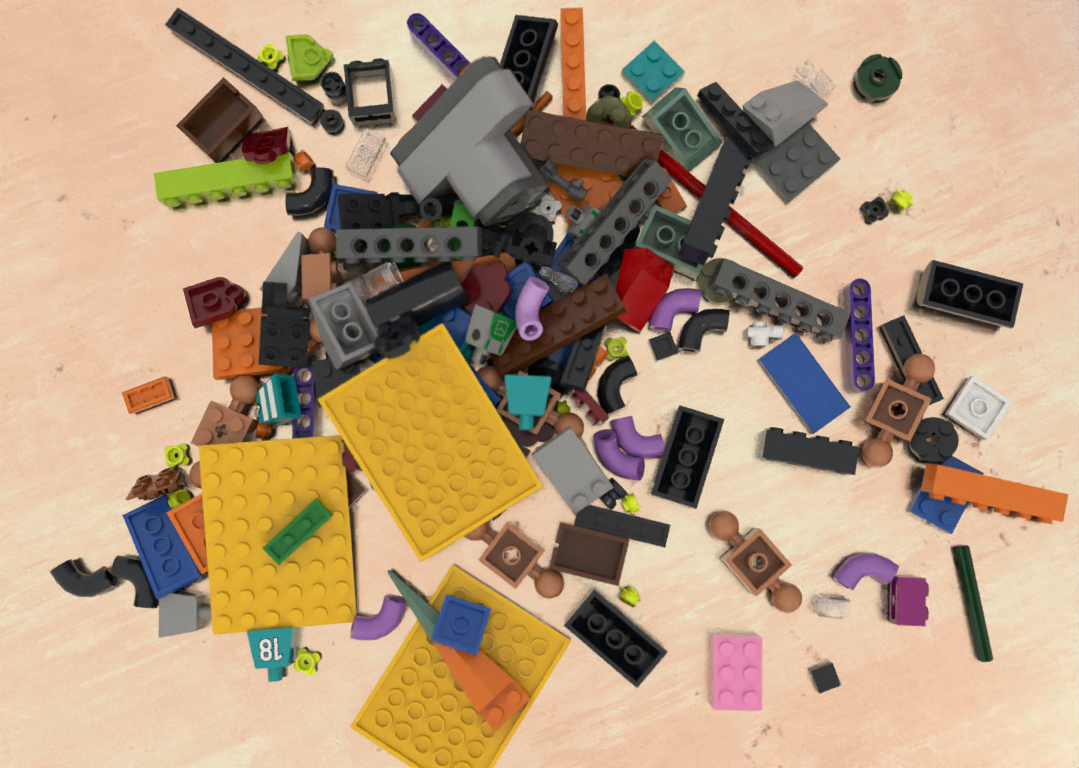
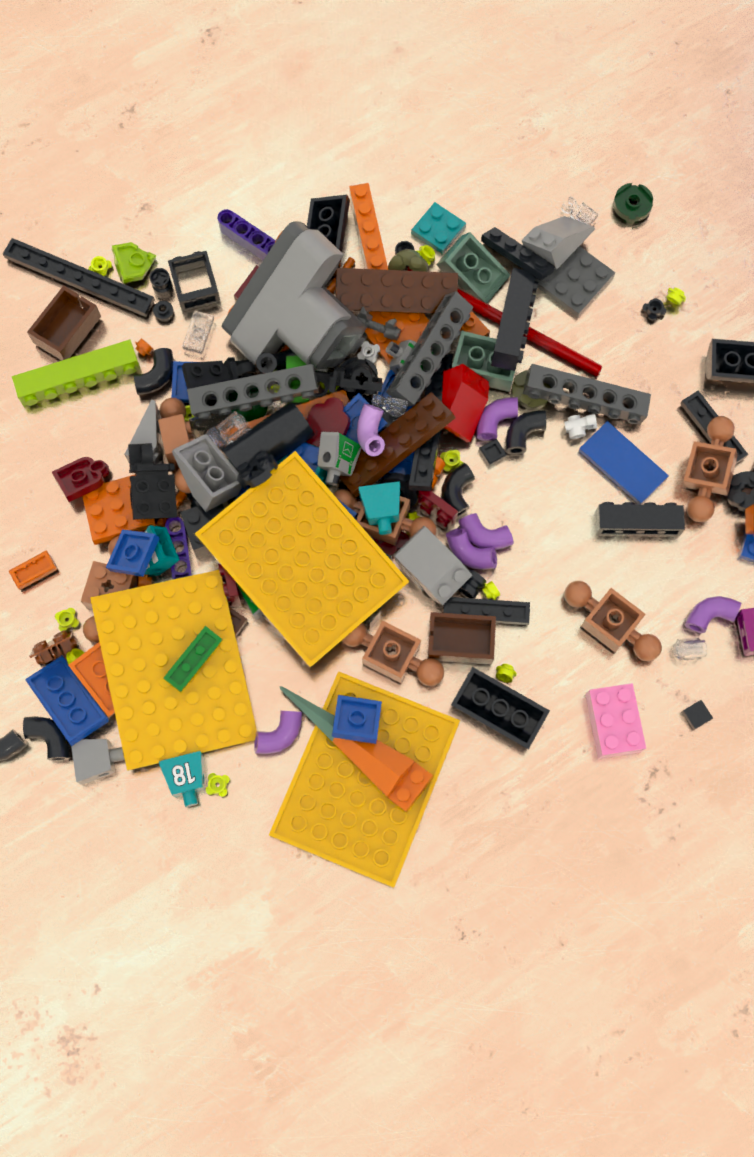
camera: 15 degrees left, 10 degrees down
(251, 403) = (132, 552): none -> blue plate
(266, 145) = (109, 338): dark red plate -> none
(687, 457) = (533, 541): black brick -> none
(855, 346) = (662, 423): dark purple beam -> none

